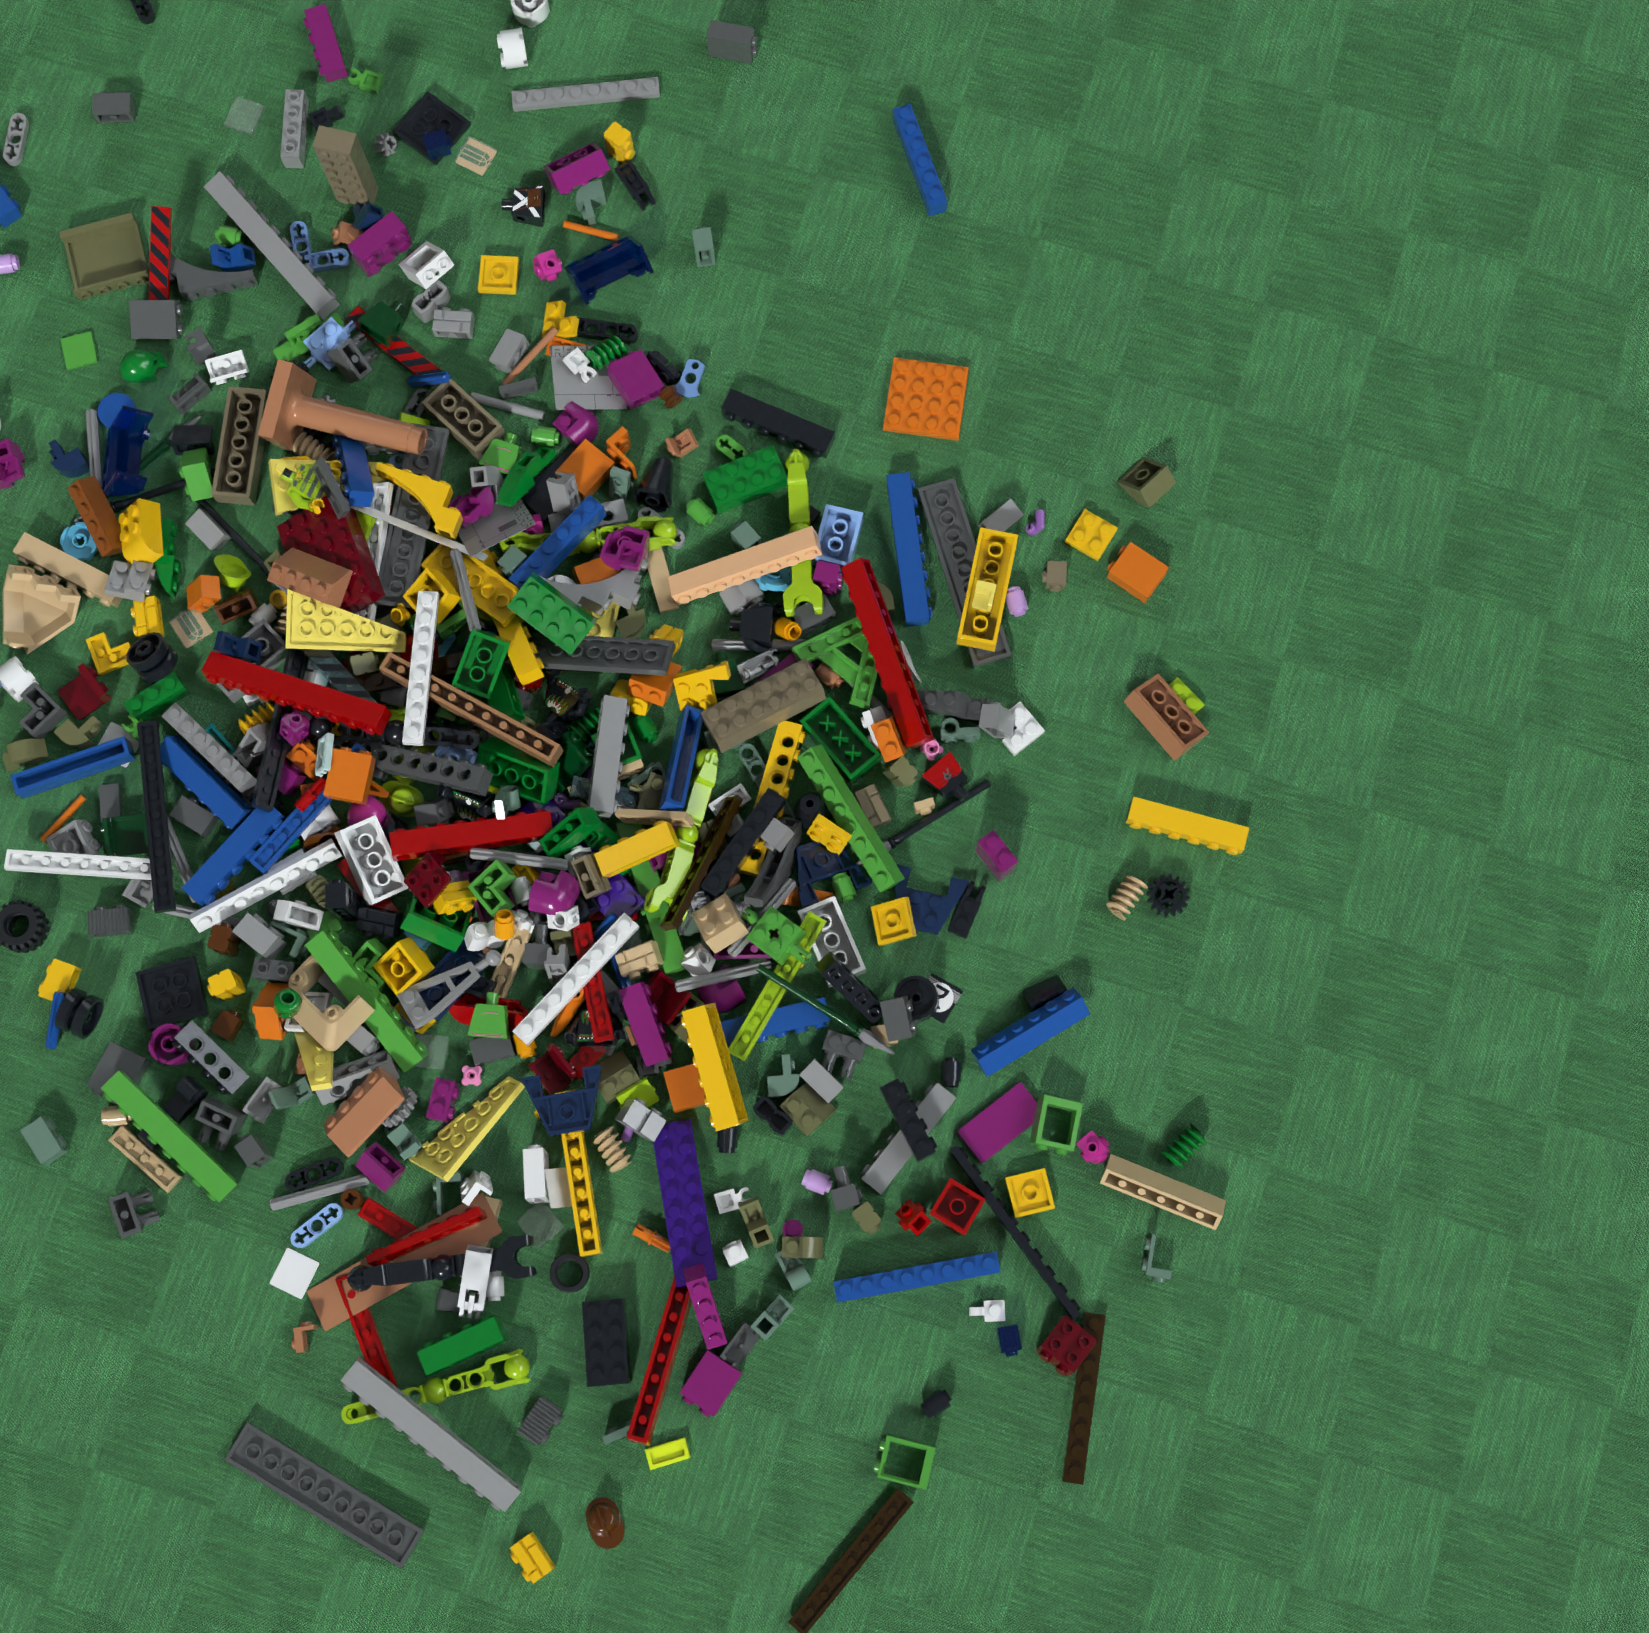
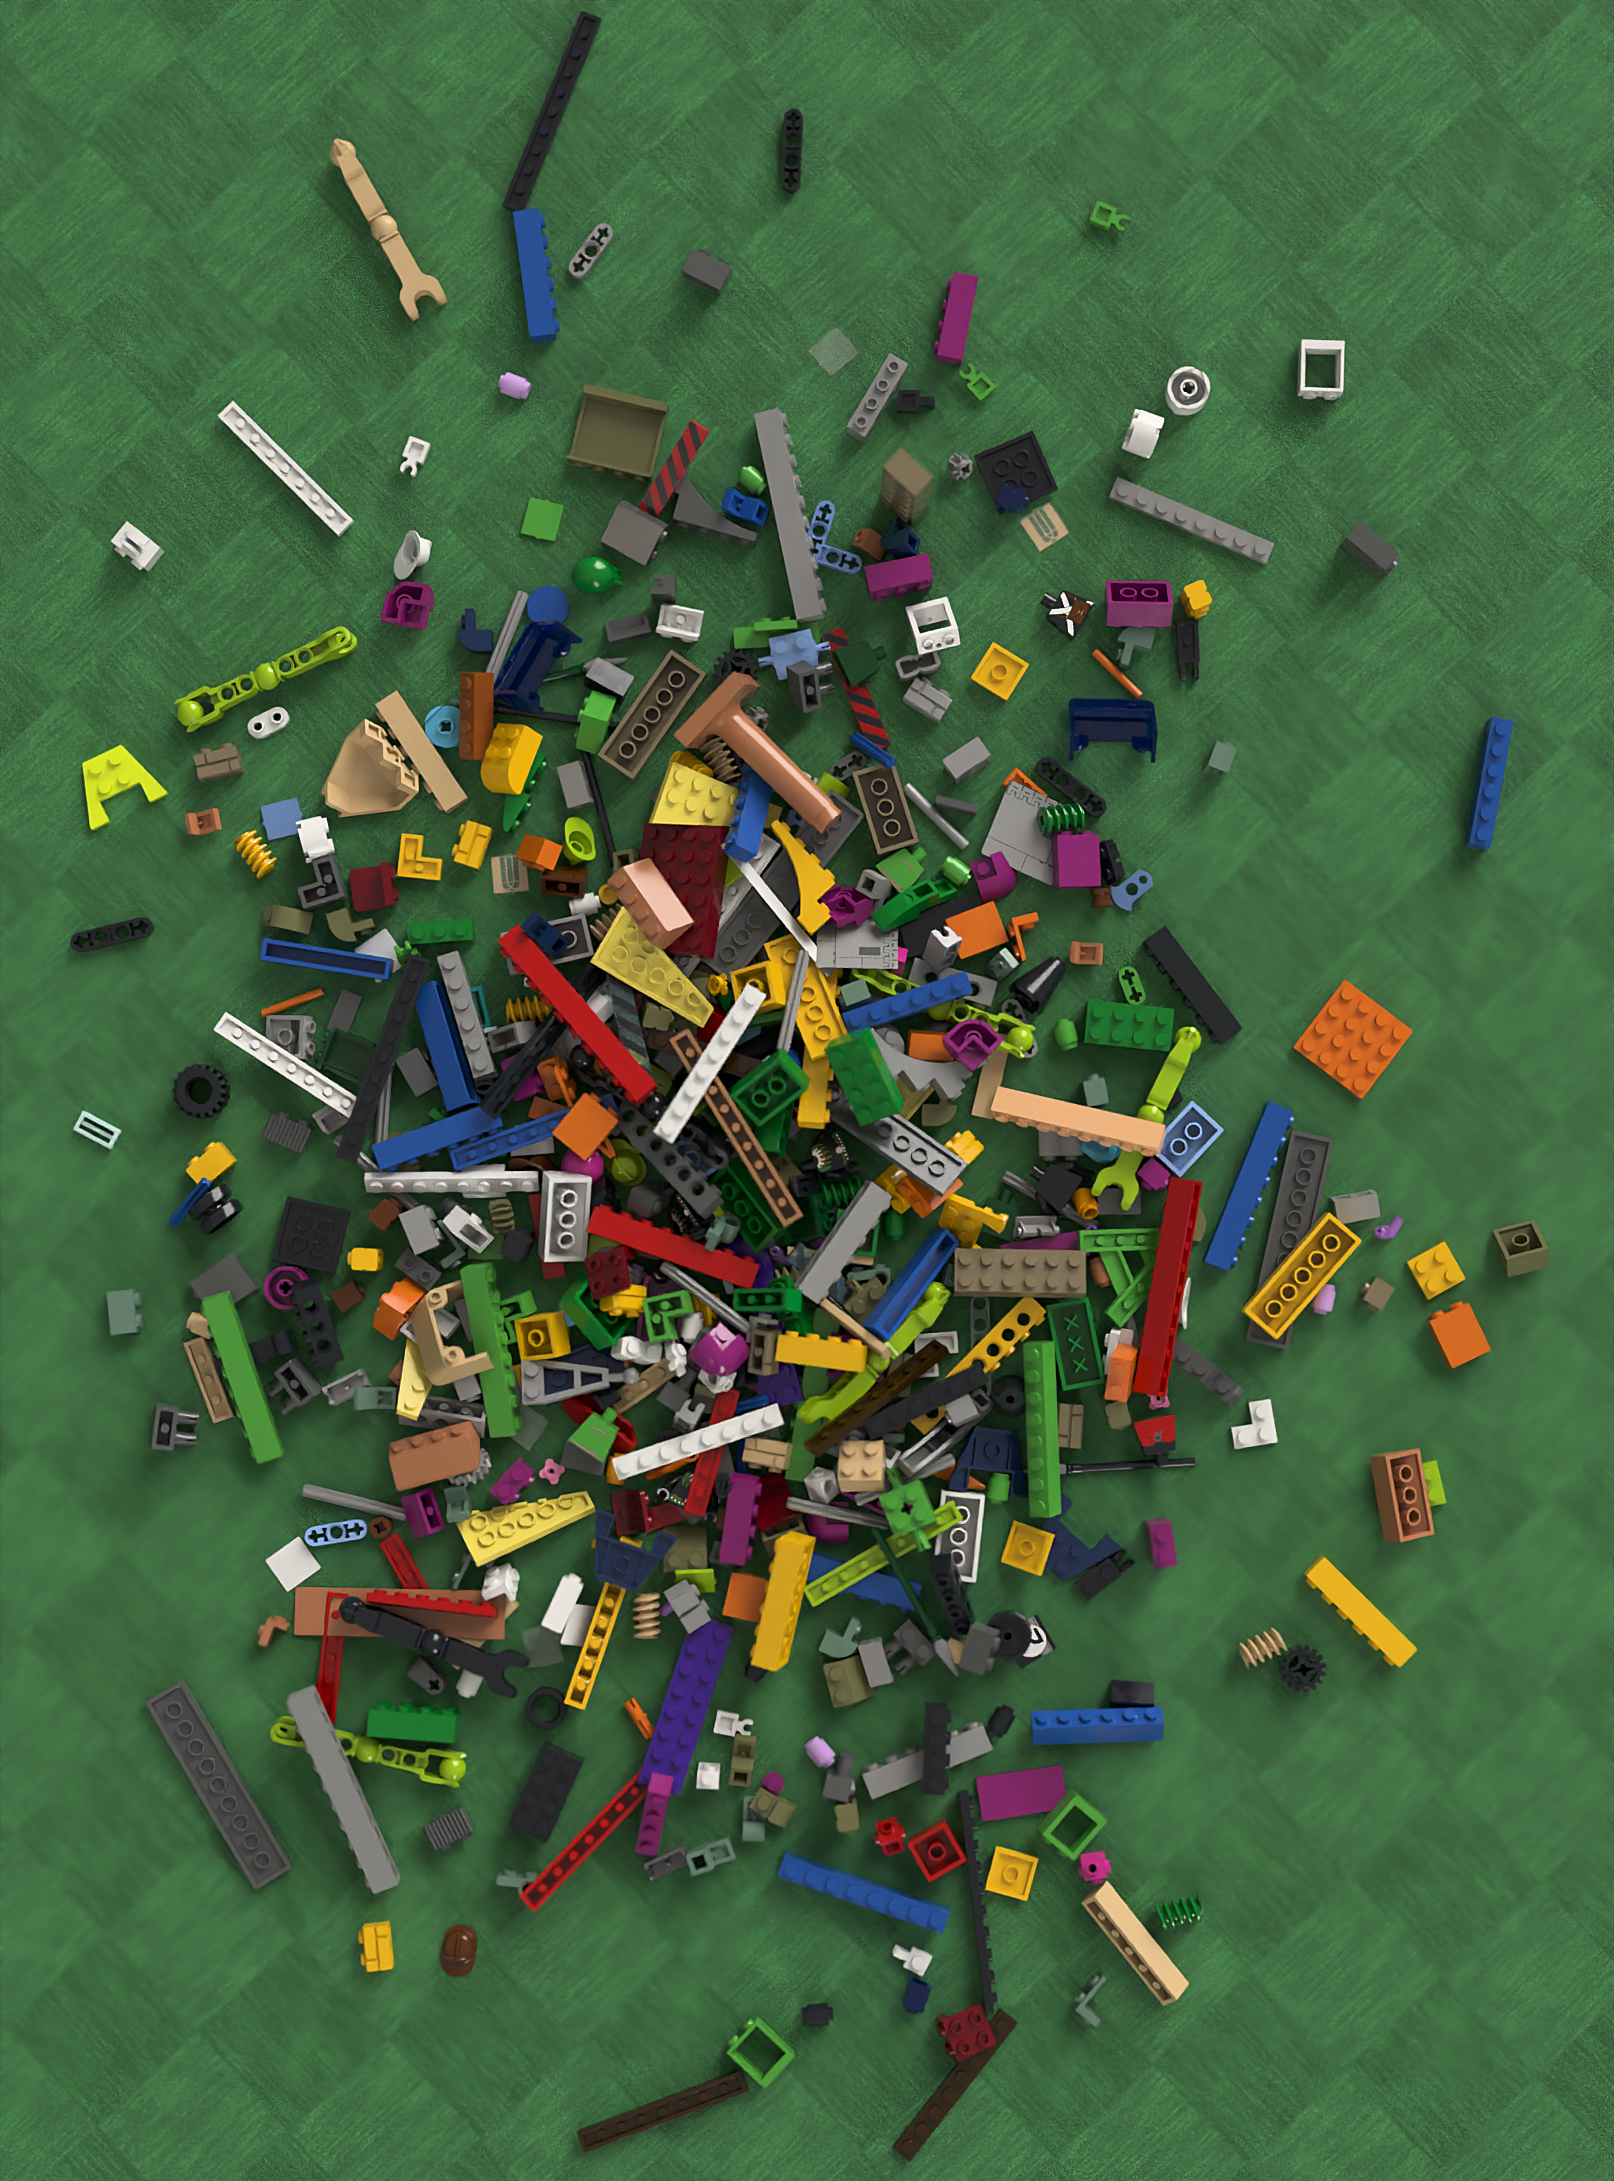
camera: 30 degrees right, 10 degrees up
(130, 580) = (475, 800): light grey plate -> none
(152, 657) = (457, 891): black wheel -> none
(253, 1151) = (313, 1433): dark grey brick -> none
(287, 1003) = (421, 1320): green head -> none
(294, 727) = (558, 1048): magenta brick -> none
(298, 1174) = (343, 1475): black beam -> none
(305, 487) = (697, 810): torso -> none
(311, 794) = (541, 1121): red axle -> none
(324, 754) = (573, 1092): light aqua tile -> none
(331, 488) = (717, 829): dark grey plate -> none
(379, 921) = (541, 1277): black brick -> none
(476, 1278) = (457, 1672): hinge -> none
(504, 924) = (657, 1357): light orange brick -> none
(530, 356) = (985, 779): nougat bar -> none
(547, 266) = (1053, 691): dark pink brick -> none
(555, 318) = (1028, 757): yellow plate -> none
(578, 362) = (1028, 815): white plate -> none
(667, 1453) = (549, 1921): neon yellow tile -> none
(710, 1384) = (621, 1882): magenta brick -> none
(777, 1120) = (809, 1664): black brick -> none
(828, 834) = (1014, 1438): yellow plate -> none
(924, 806) = (1119, 1452): tan plate -> none
(968, 734) = (1201, 1405): sand green plate -> none
(984, 595) = (1292, 1286): light yellow panel -> none
(997, 720) = (1236, 1410): light grey piece -> none

